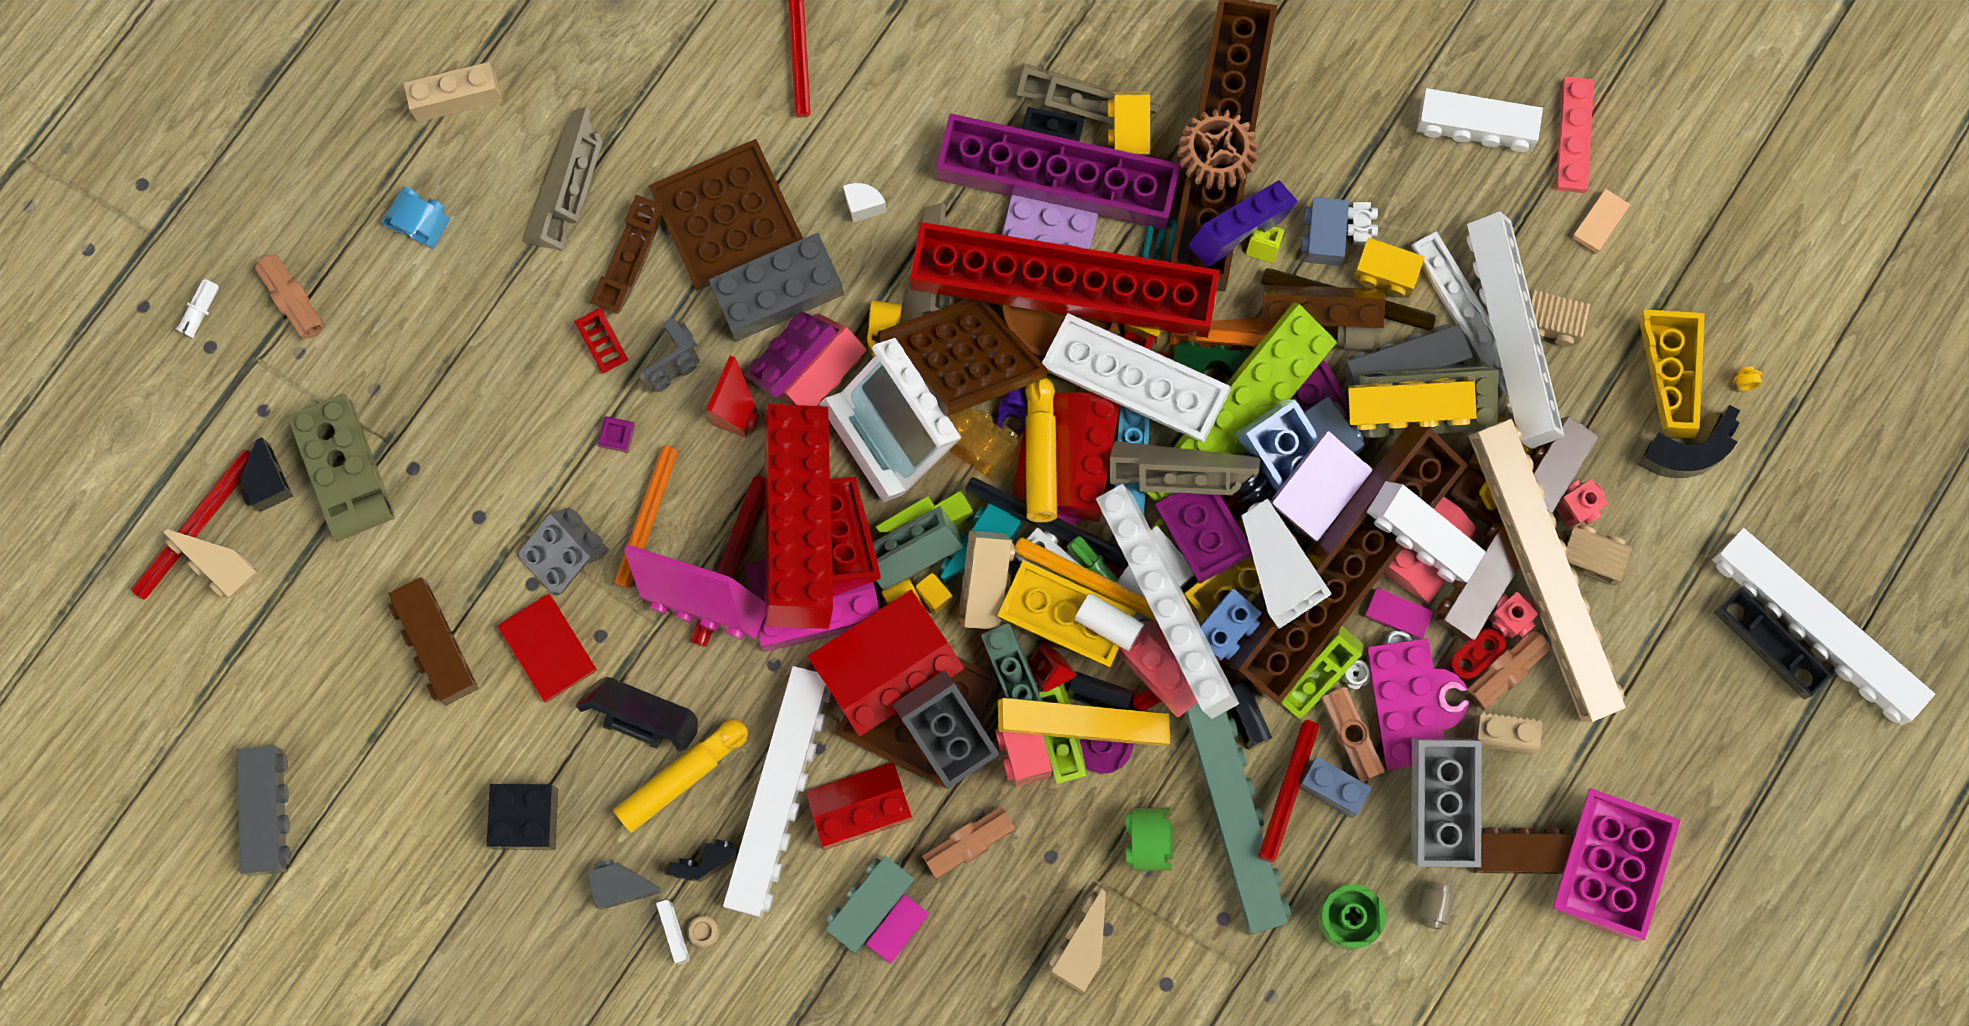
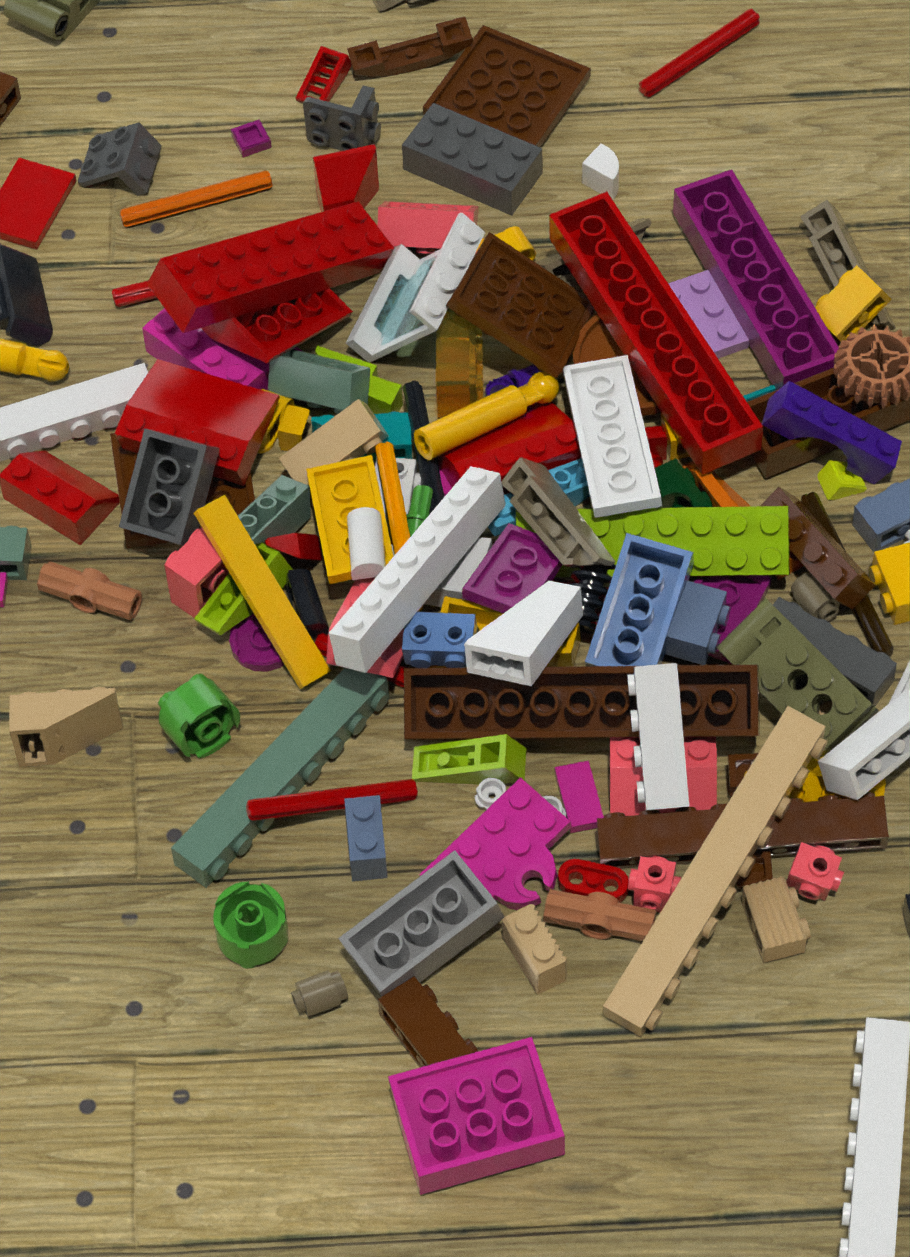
camera: 55 degrees right, 20 degrees down
(696, 594) = (142, 242): dark pink slope -> none
(789, 354) = (419, 196): magenta plate -> none
(1053, 124) = (800, 259): black brick -> none
(1249, 718) = (378, 730): black brick -> none
(1321, 486) = (633, 631): tile -> none
(1343, 716) = (419, 839): nougat piece -> none
(1412, 403) = (774, 643): yellow wedge -> none
(1773, 643) = (819, 1128): black piece -> none

